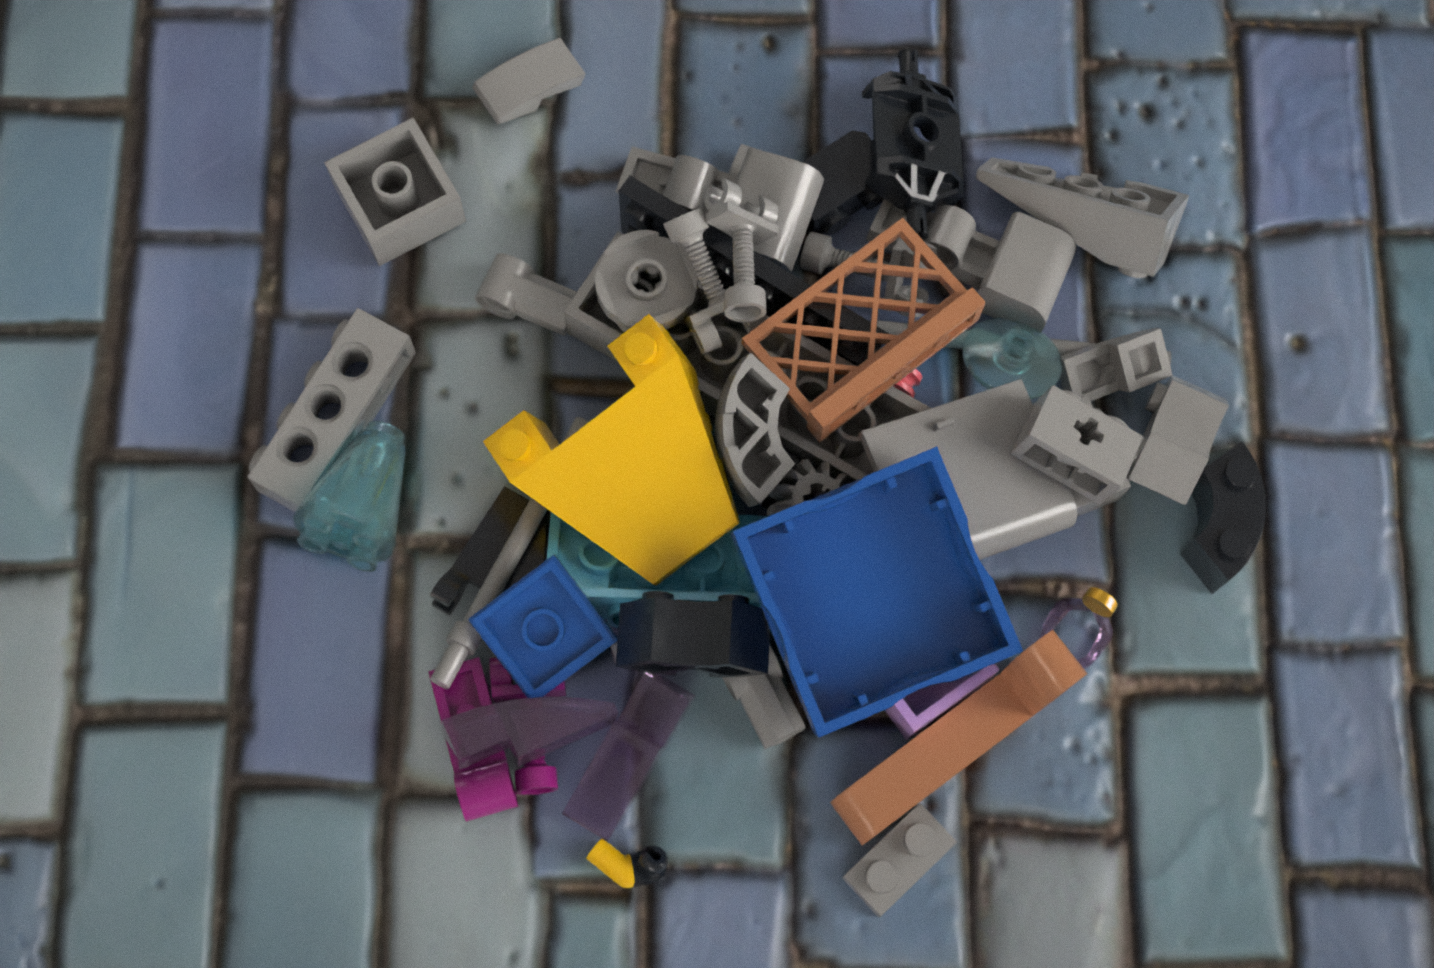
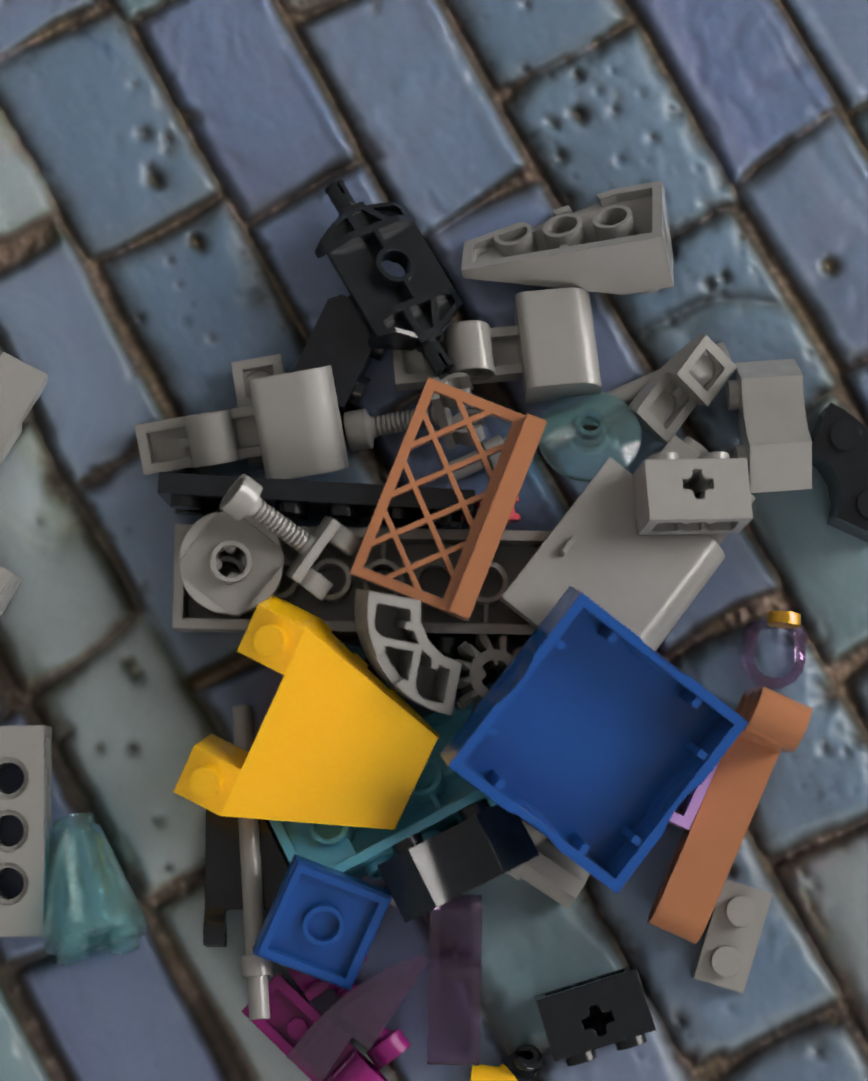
camera: 30 degrees left, 10 degrees up
(516, 290) = (110, 621): light grey piece -> none
(748, 226) = (299, 455): light grey bar -> none
(764, 844) = (614, 992): none -> black brick

